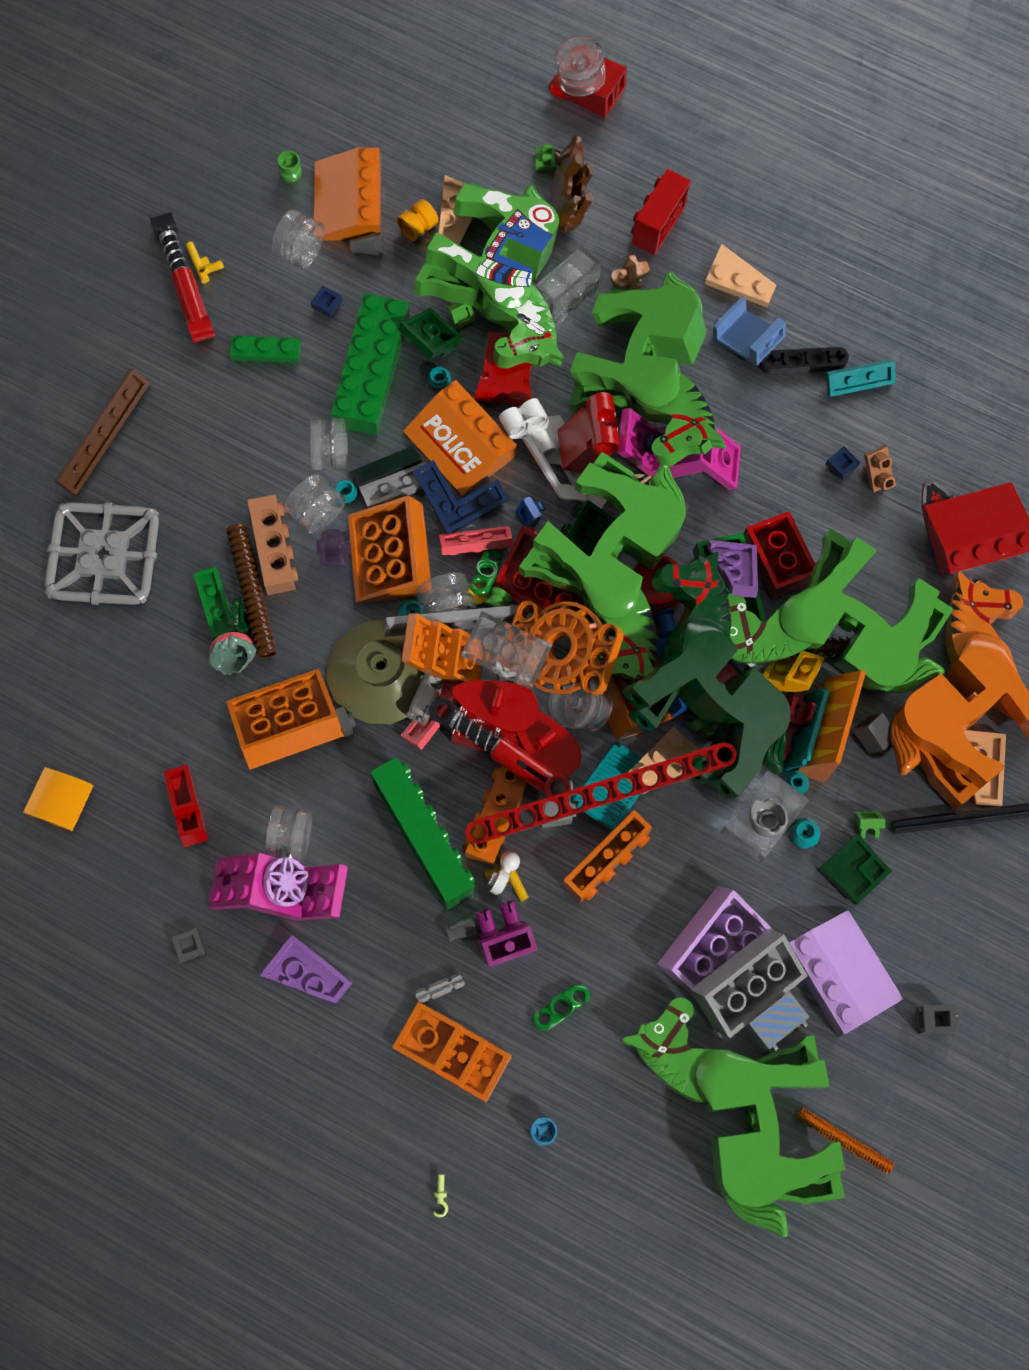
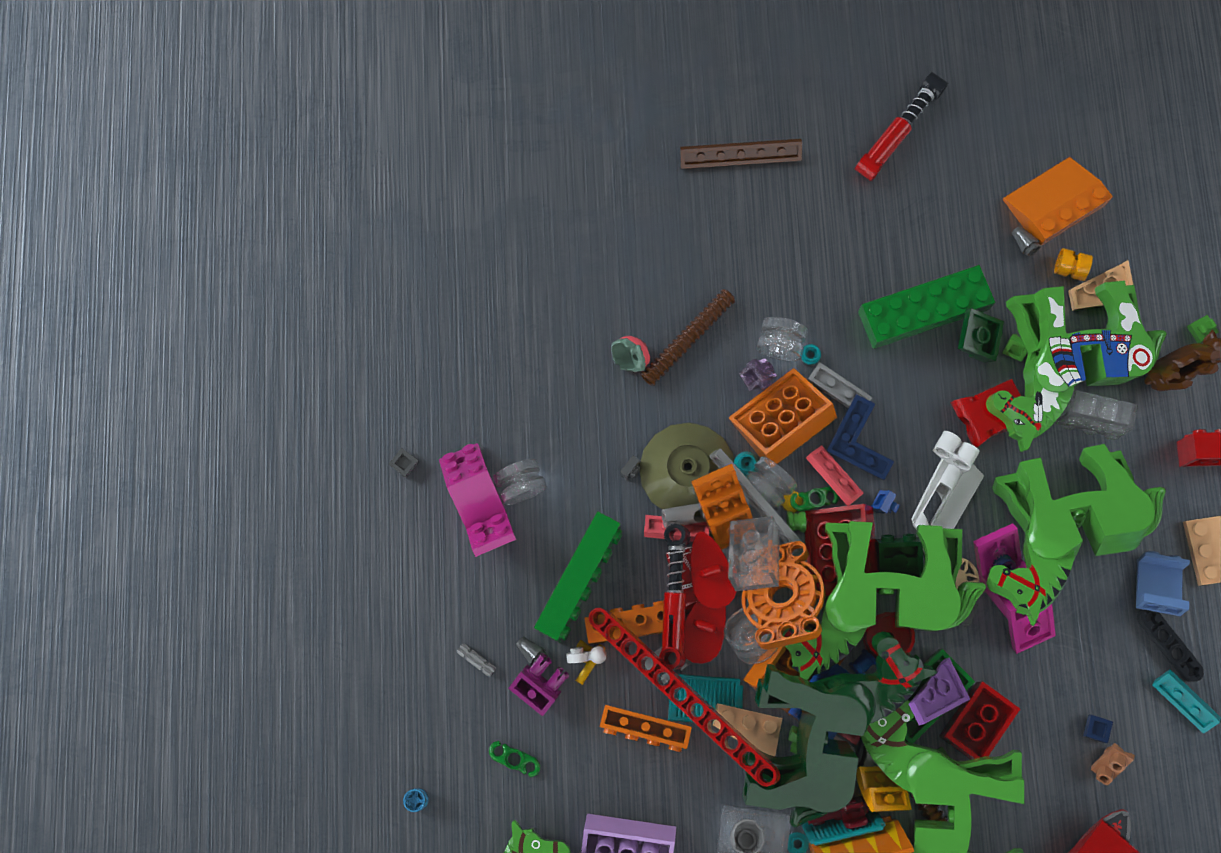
camera: 70 degrees right, 5 degrees up
(58, 799) = (453, 306): light orange slope -> none
(91, 542) = (646, 228): light grey plate -> none
(185, 806) = (500, 396): red slope -> none
(202, 264) = (924, 133): yellow hose -> none
(214, 601) = (662, 318): green plate -> none
(239, 618) = (661, 341): dark green piece -> none
(265, 349) = (886, 223): green plate -> none
(267, 509) = (752, 303): nougat brick -> none
(284, 719) = (606, 422): orange slope -> none
(285, 882) = (480, 502): lavender wheel -> none
(289, 166) = (1050, 141): bright green wheel -> none
(298, 239) = (990, 187): clear wheel -> none
(307, 971) = (433, 554): medium lavender wing -> none
(326, 301) = (956, 241): dark blue plate -> none
(328, 444) = (836, 318): clear wheel -> none
(385, 466) = (850, 371): black slope -> none
(436, 373) = (951, 359): teal plate -> none
(440, 1194) = (332, 750): yellowish green hand -> none
(452, 1052) = (435, 697): orange slope -> none
(460, 439) = (909, 412): orange slope -> none
(589, 433) = (976, 510): red piece -> none
(630, 275) = (1142, 458): nougat hips -> none

